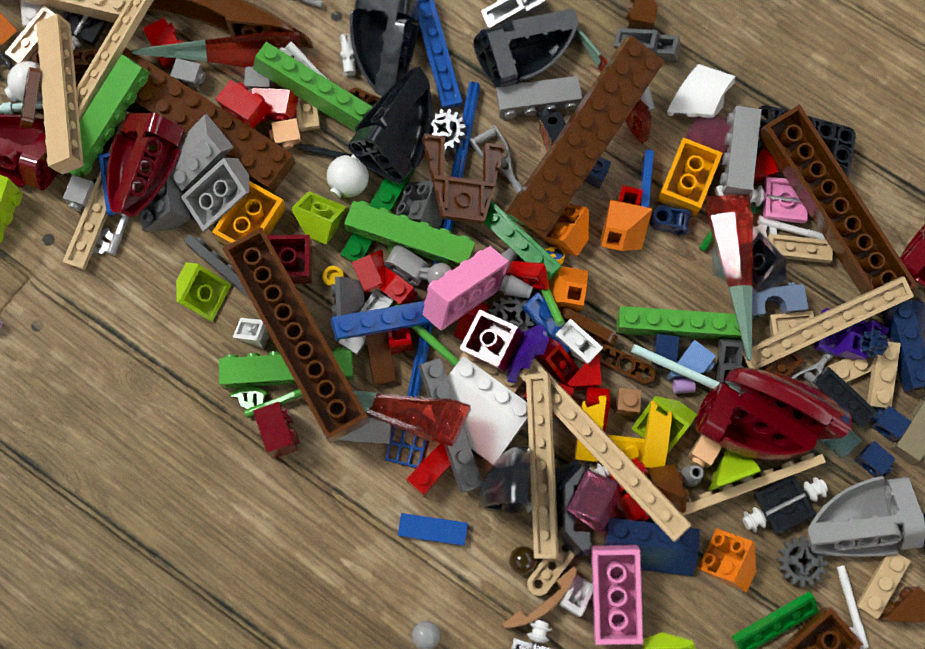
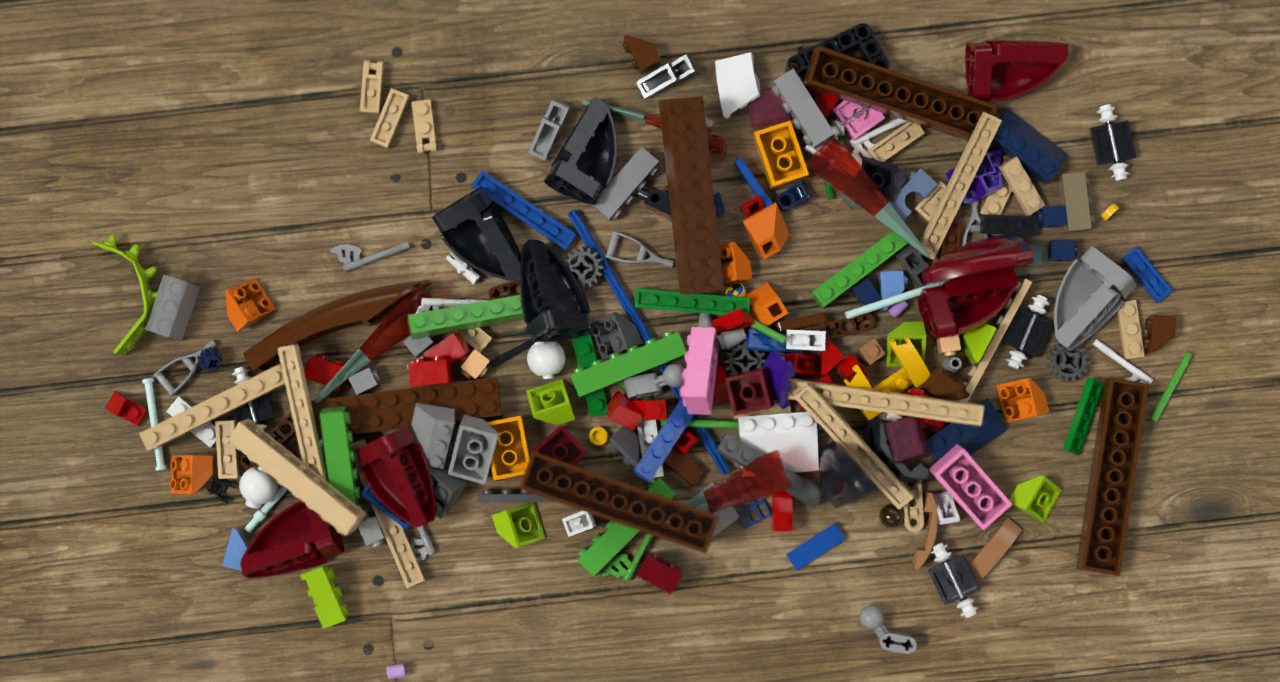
camera: 40 degrees left, 10 degrees up
(30, 97) = (279, 497): reddish brown beam -> none
(460, 197) = (642, 307): reddish brown wing -> none
(873, 343) = (1000, 174): dark blue gear -> none

